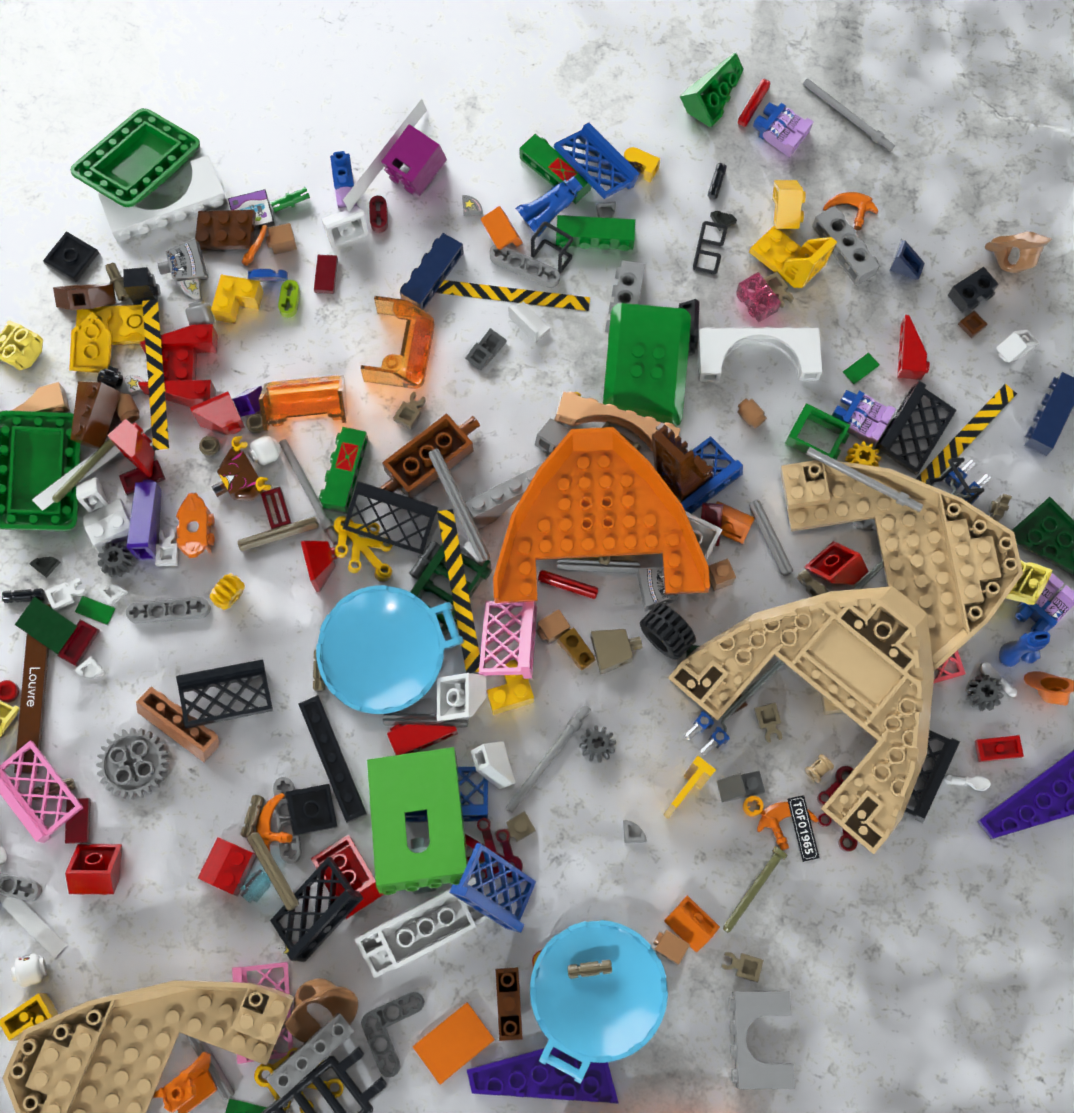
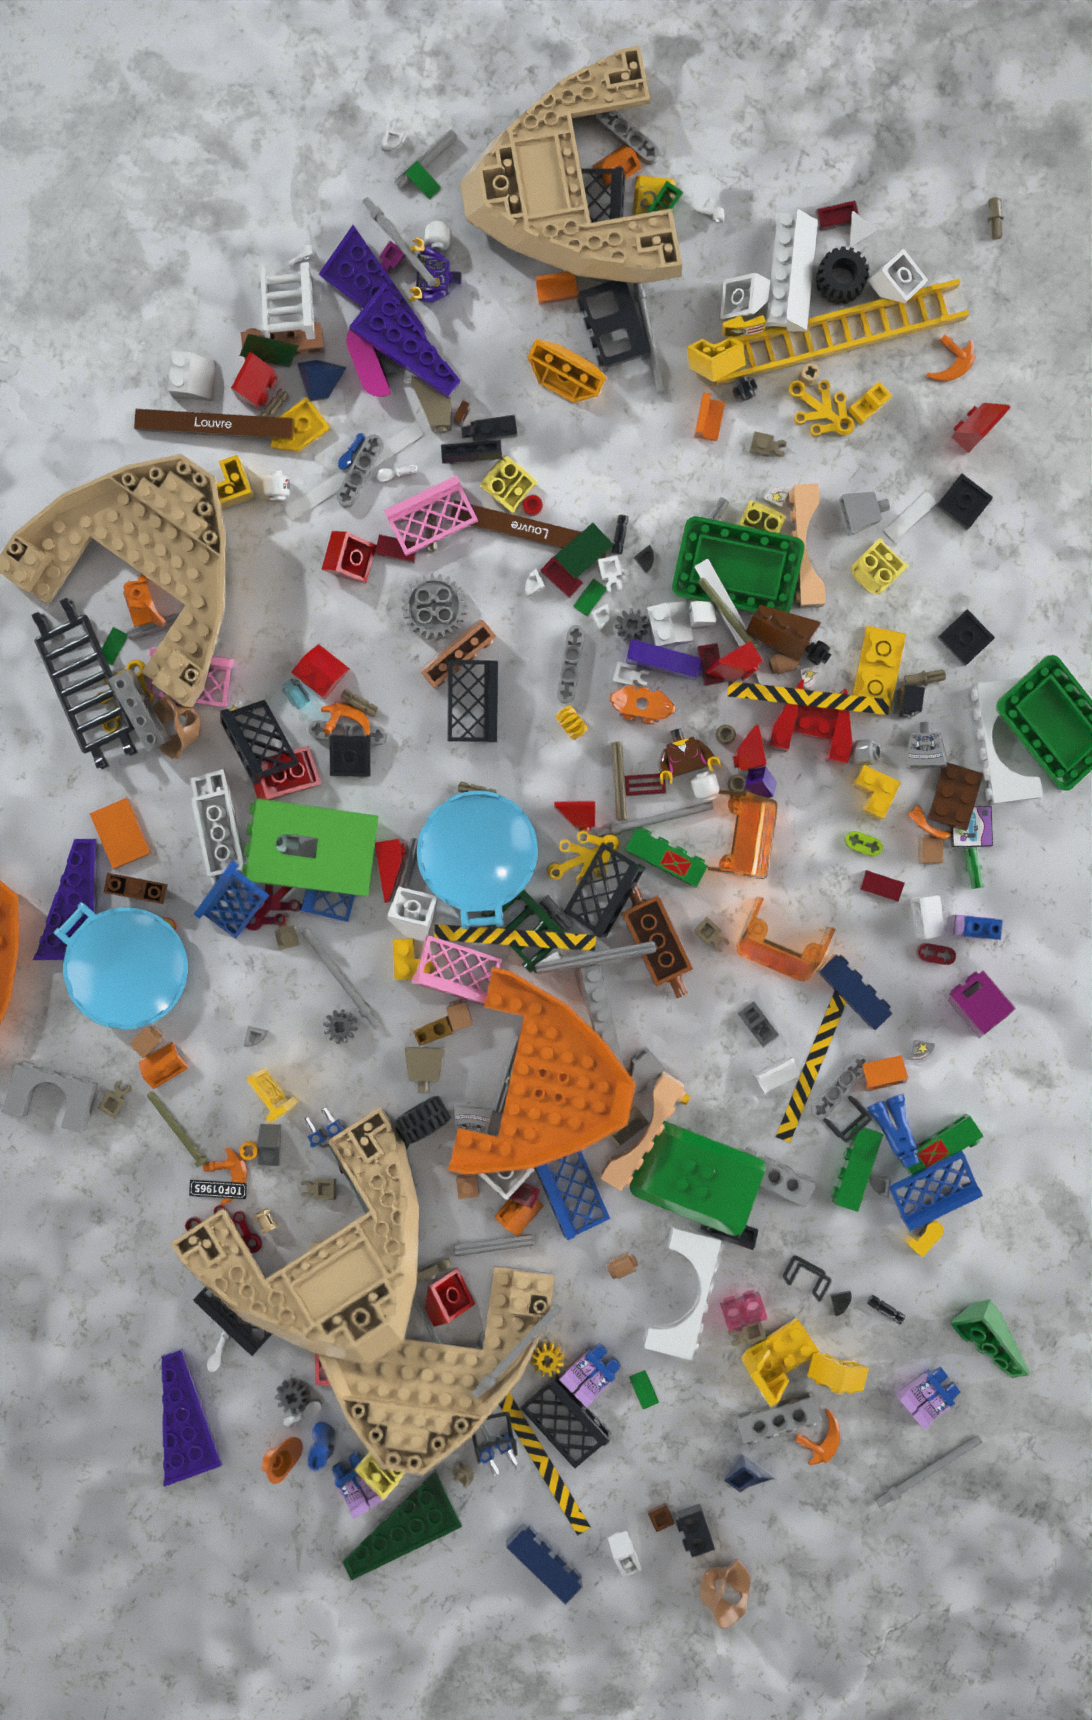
camera: 105 degrees right, 15 degrees up
(84, 296) = (914, 643): reddish brown slope -> none
(90, 346) = (857, 640): yellow tile -> none
(191, 288) = (899, 749): white tile -> none
(268, 275) = (889, 828): blue tile -> none
(273, 871) = (303, 711): dark tan axle -> none
(332, 759) = (392, 784): black tile -> none
(376, 166) = (996, 976): white sticker -> none
(383, 1022) = (152, 777): dark grey beam -> none
(493, 764) = (346, 927): white slope -> none
(568, 584) = (498, 1040): red axle -> none
(589, 969) = (147, 965): dark tan axle -> none
(676, 465) = (575, 1169): reddish brown piece -> none
(754, 102) = (967, 1376): red axle -> none
(823, 419) = (560, 1333): green window -> none
(912, 354) = (643, 1444): red slope -> none
(999, 748) = (239, 1391): red plate -> none

